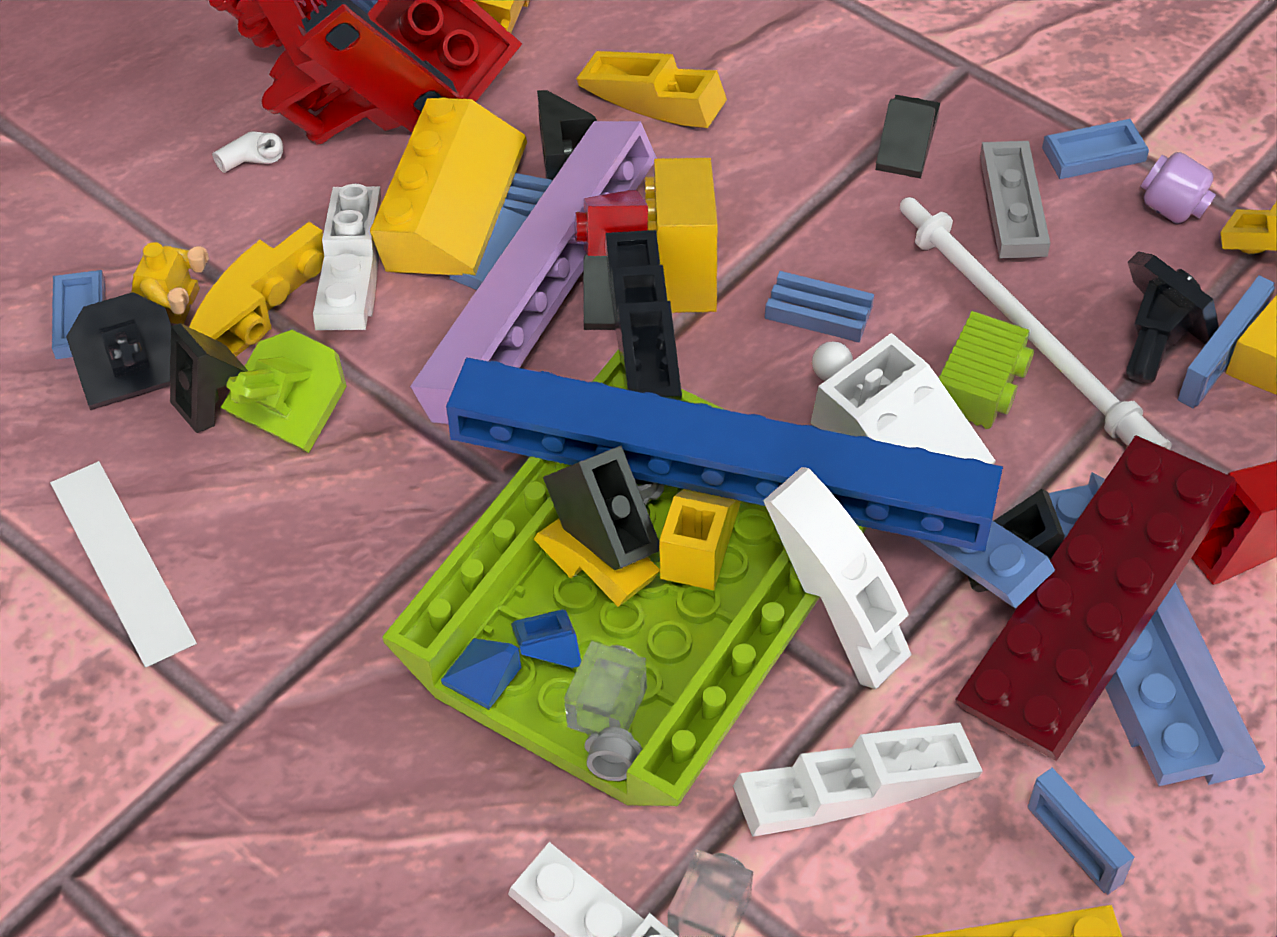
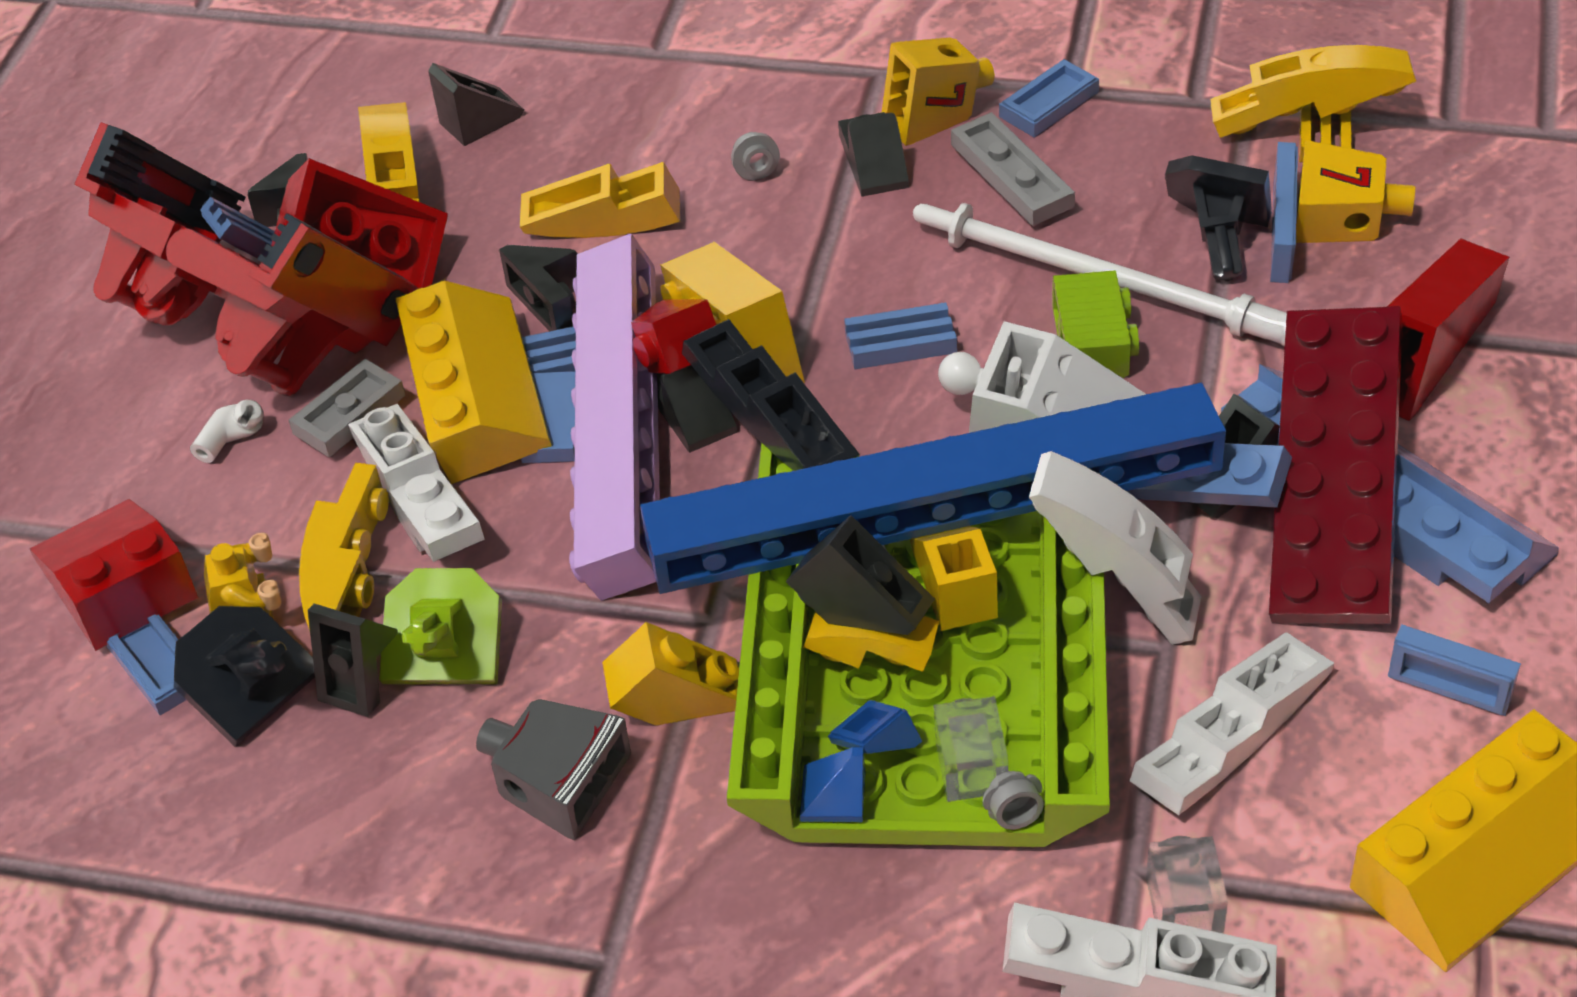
camera: 25 degrees left, 5 degrees down
(89, 230) = (115, 572): none -> red slope
(123, 564) = (381, 873): white sticker -> none
(299, 539) = (556, 761): none -> dark grey torso
(361, 164) = (359, 391): none -> light grey plate
(422, 509) = (669, 677): none -> yellow slope
(804, 85) = (748, 146): none -> light grey plate
(990, 96) = (932, 85): none -> yellow torso
(1178, 187) = (1150, 100): lavender head -> none

